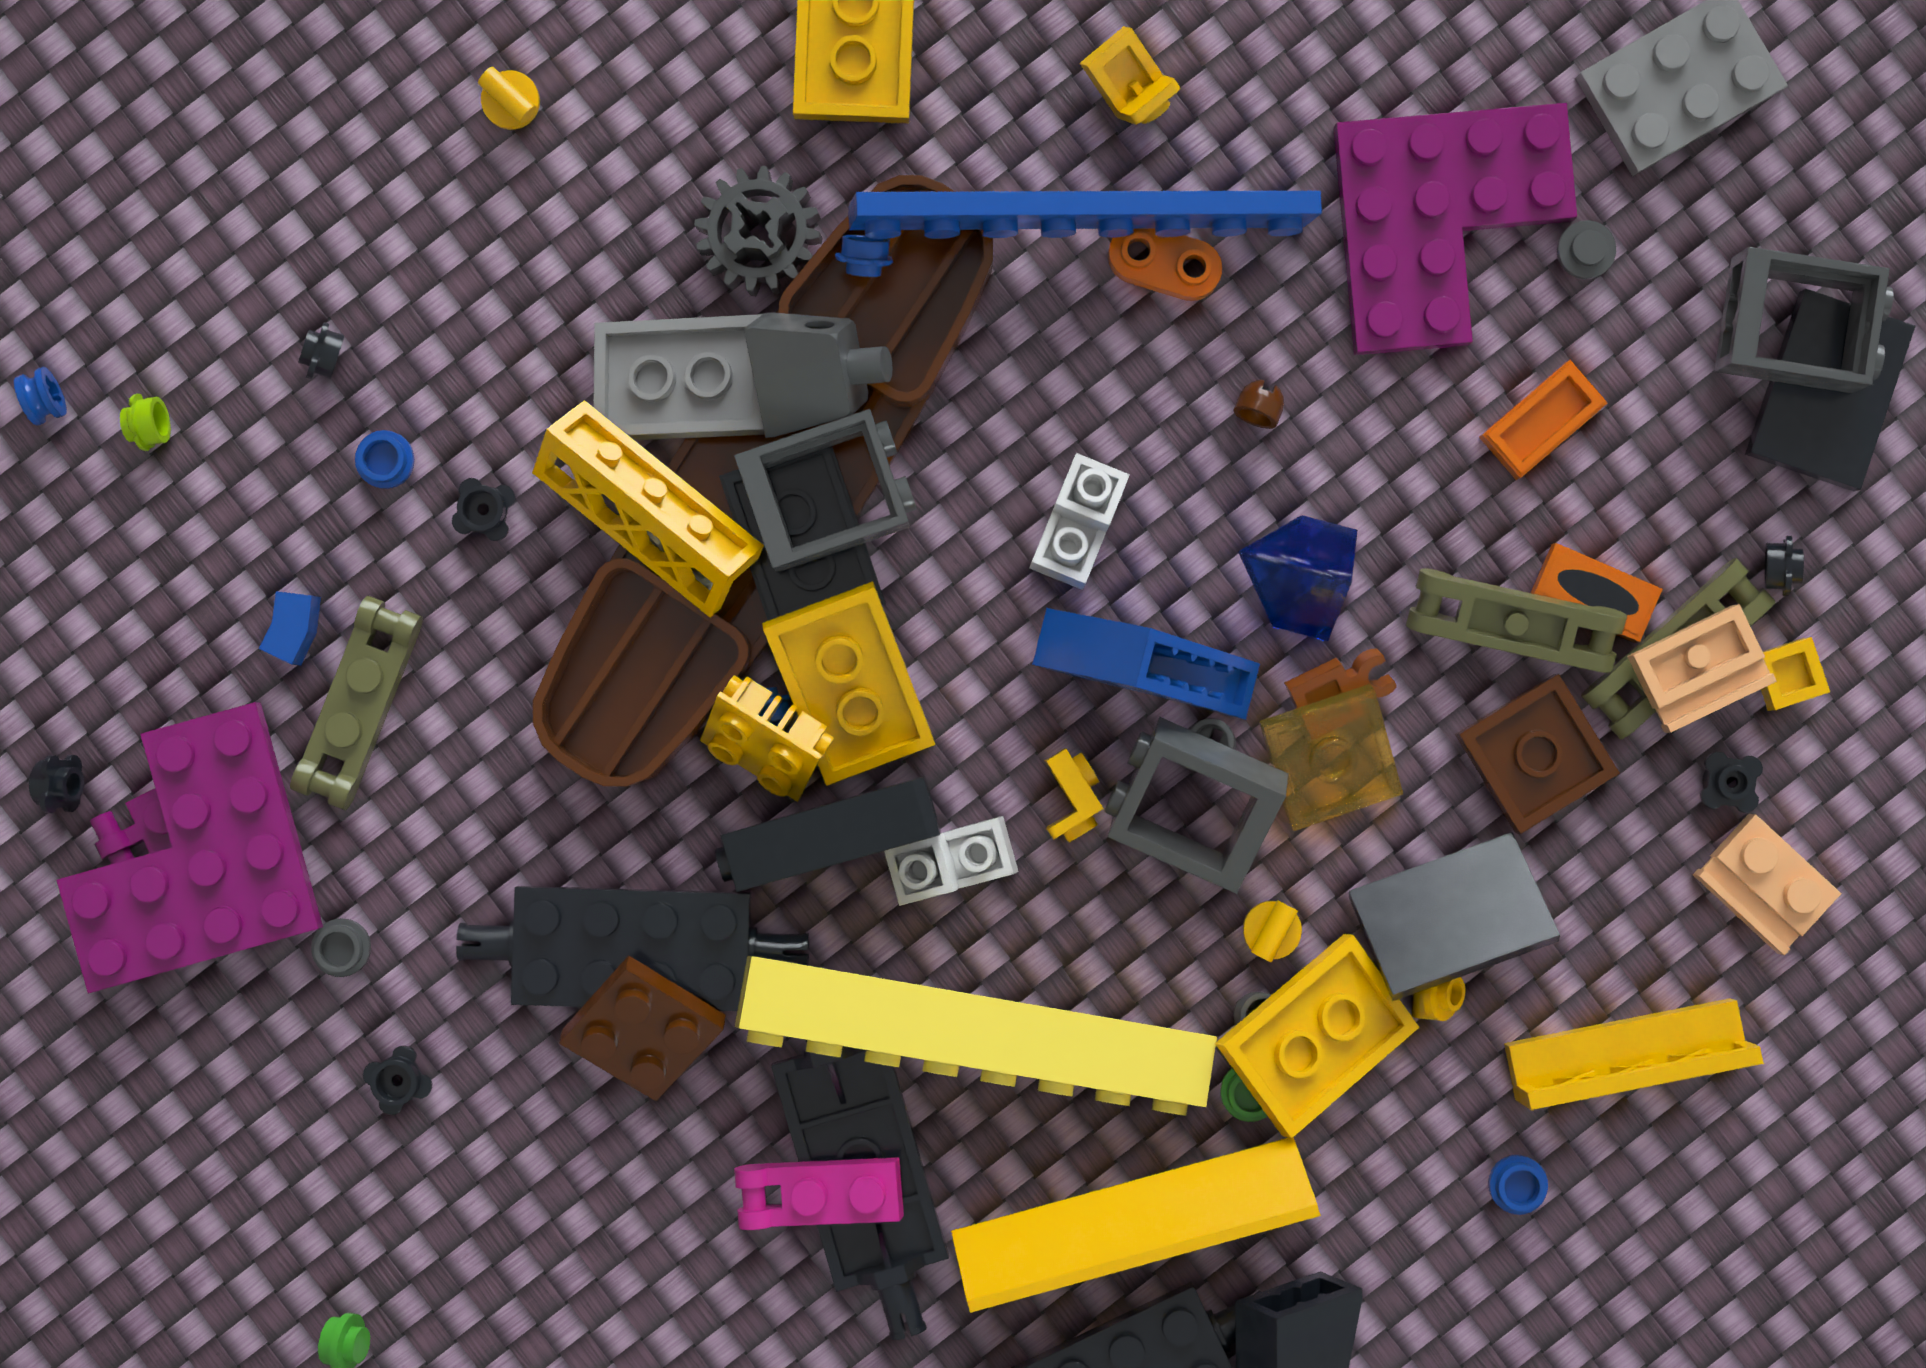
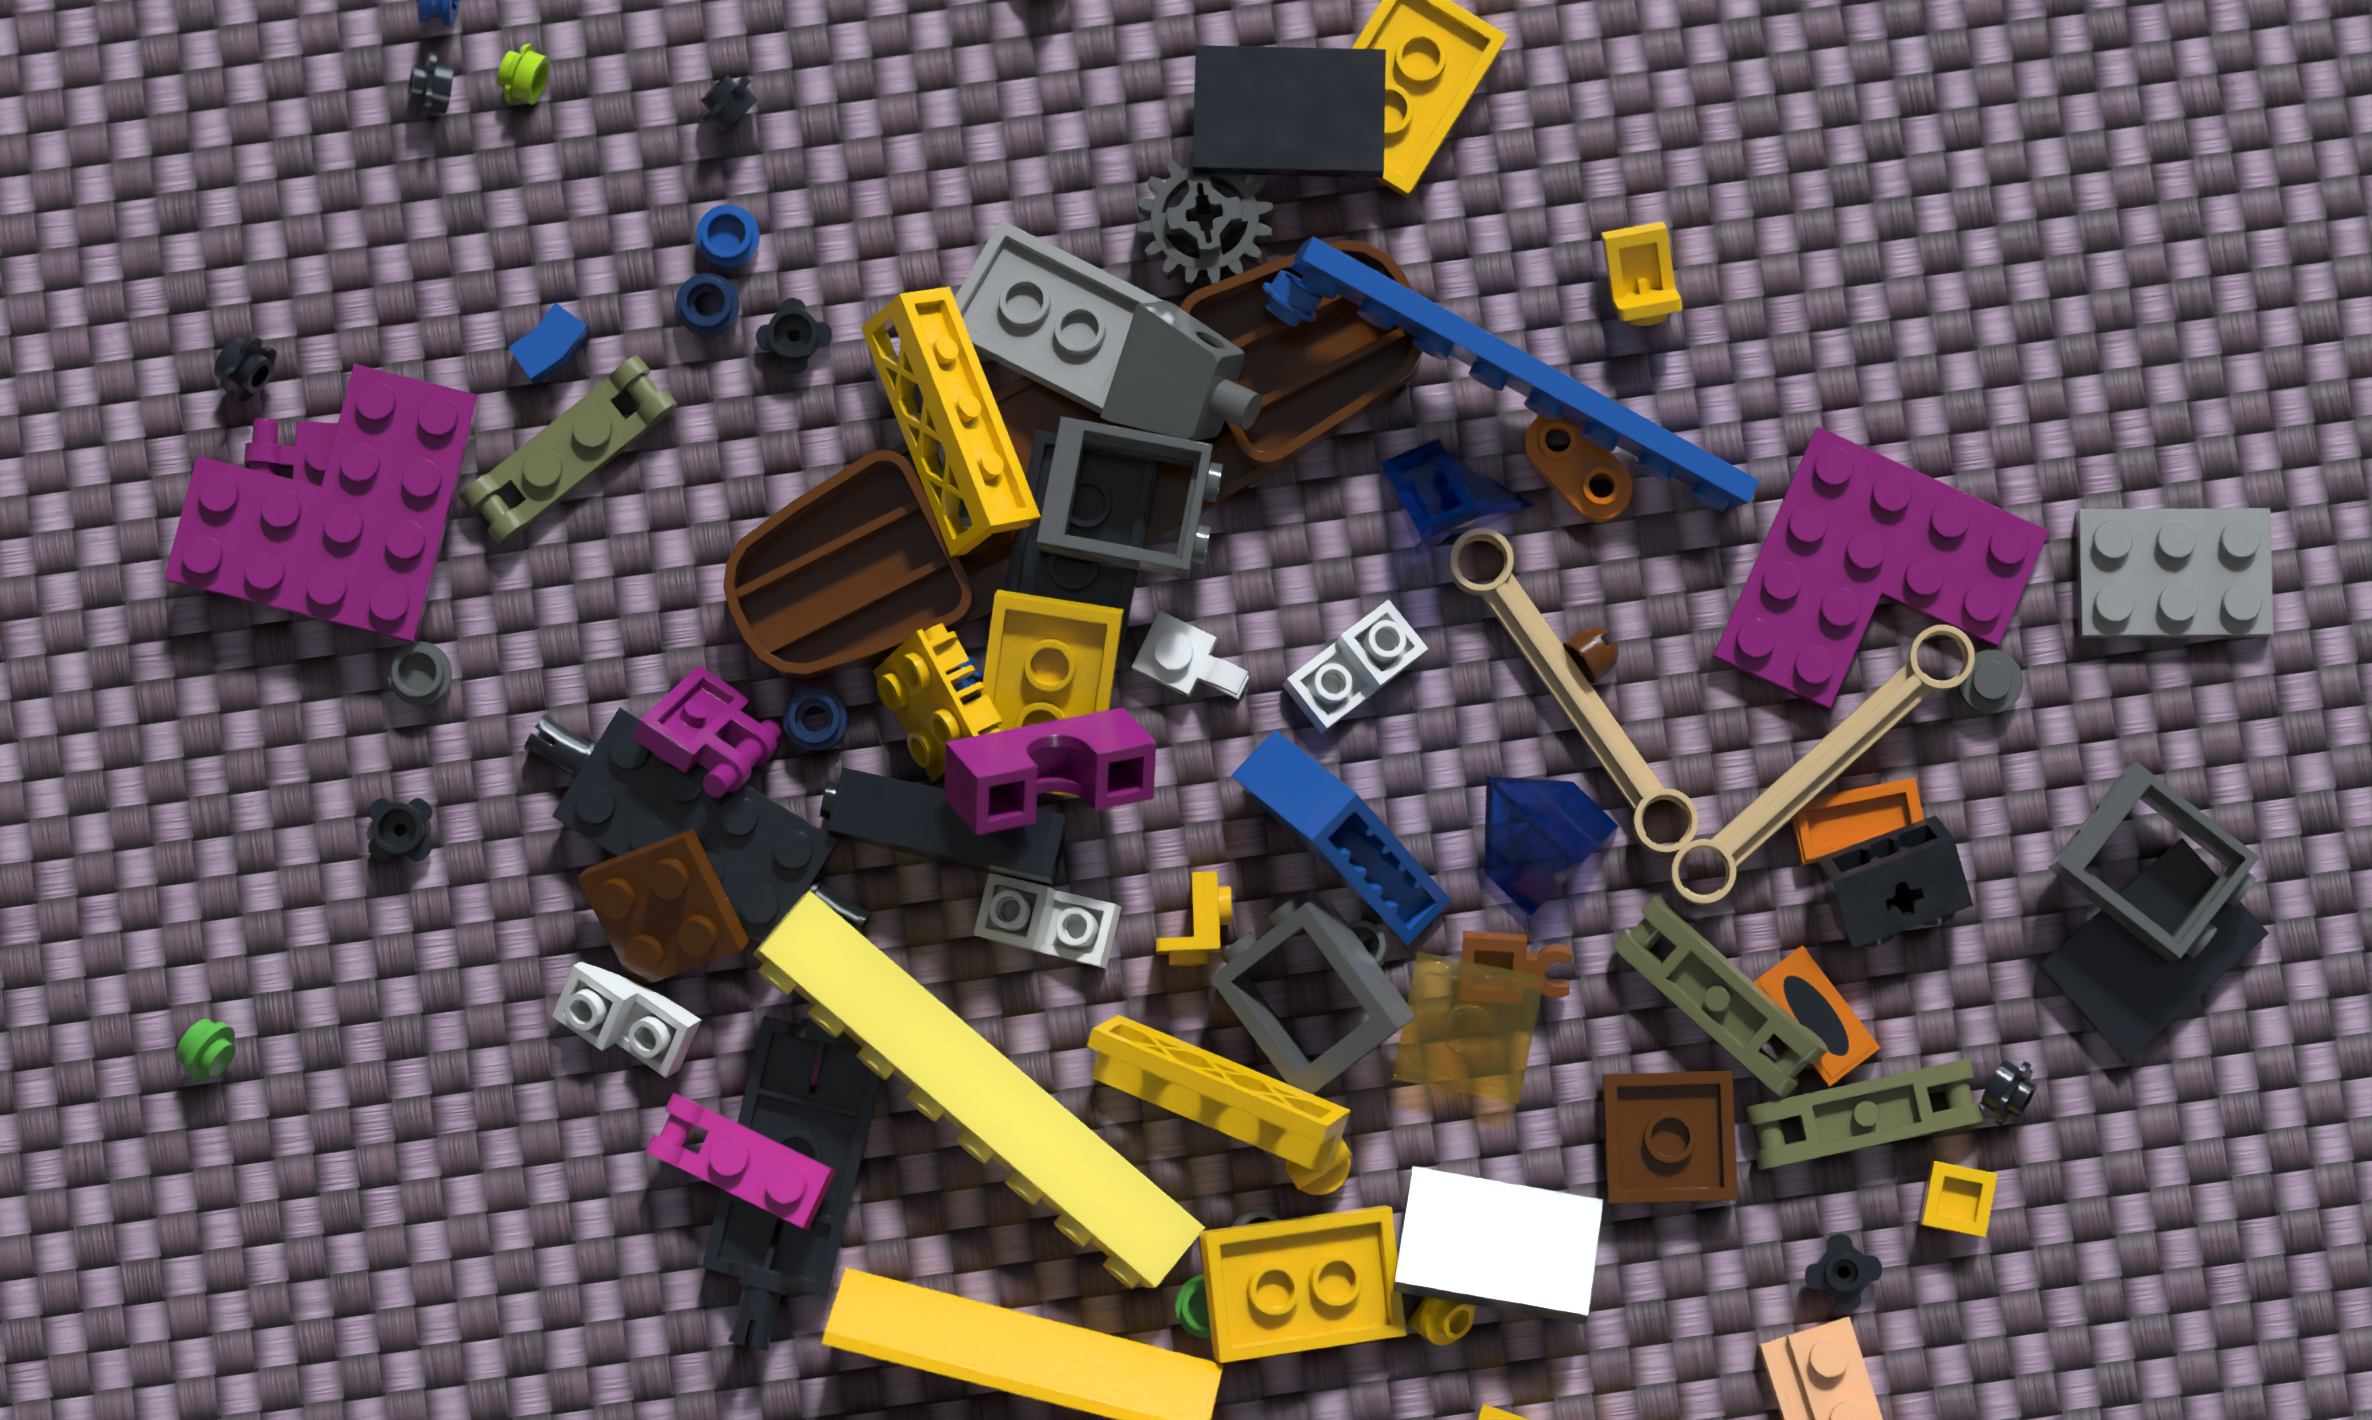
camera: 35 degrees right, 5 degrees down
(74, 473) = (430, 86): none -> black plate
(383, 517) = (707, 285): none -> dark blue plate
(579, 864) = (690, 726): none -> magenta plate
(650, 1126) = (620, 1011): none -> white slope
(658, 810) = (808, 700): none -> dark blue plate
(776, 103) = (1289, 111): none -> black tile
(916, 715) = (1096, 756): none -> magenta arch
(936, 591) = (1181, 656): none -> white plate
(1072, 344) = (1445, 495): none -> clear blue slope
(1166, 922) = (1218, 1093): none -> yellow fence
(1263, 444) = (1572, 691): none -> tan piece
(1495, 388) = (1823, 764): none -> tan piece
(1604, 451) = (1916, 859): none -> black brick
(1701, 668) = (1869, 1139): light nougat plate -> none

